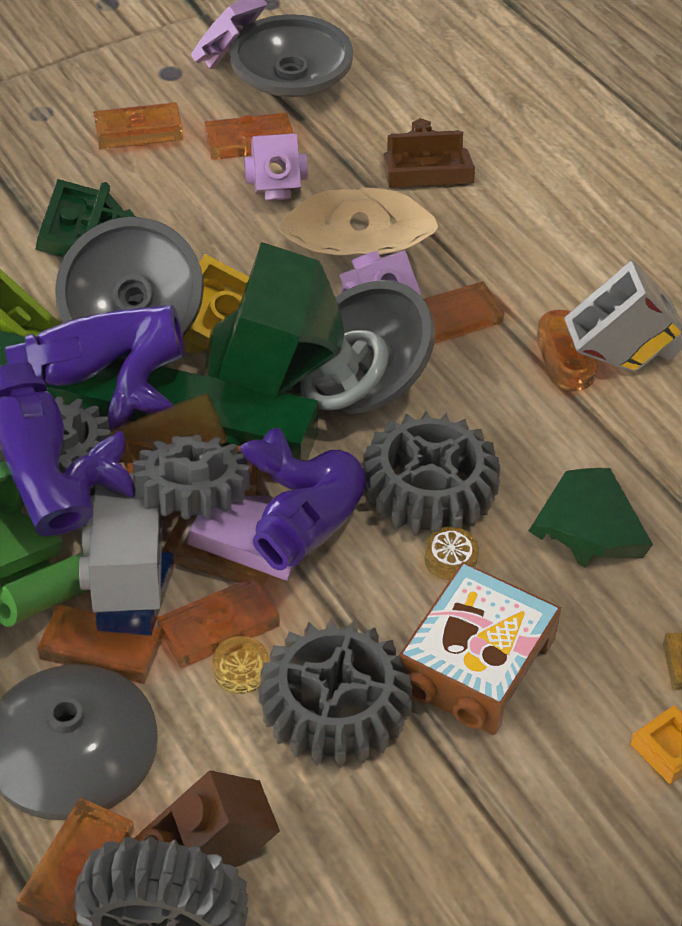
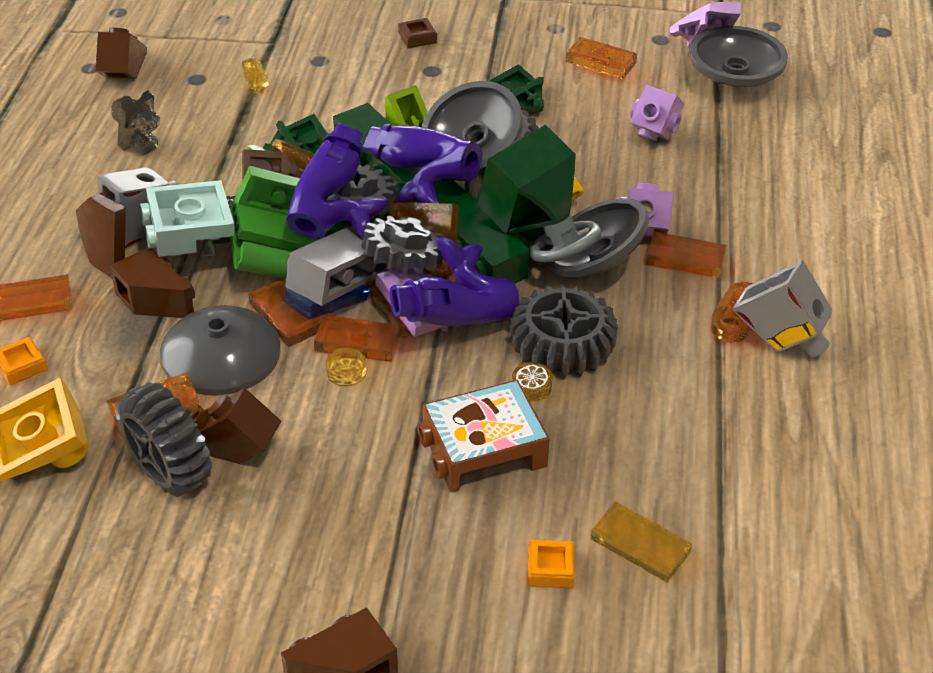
camera: 40 degrees right, 5 degrees down
(233, 136) = (691, 96): clear orange plate -> none
(364, 707) = (366, 404): dark grey gear -> none
(379, 205) = (647, 160): tan piece -> none
(427, 158) = (774, 159): reddish brown slope -> none
(592, 517) = (642, 411): dark green slope -> none

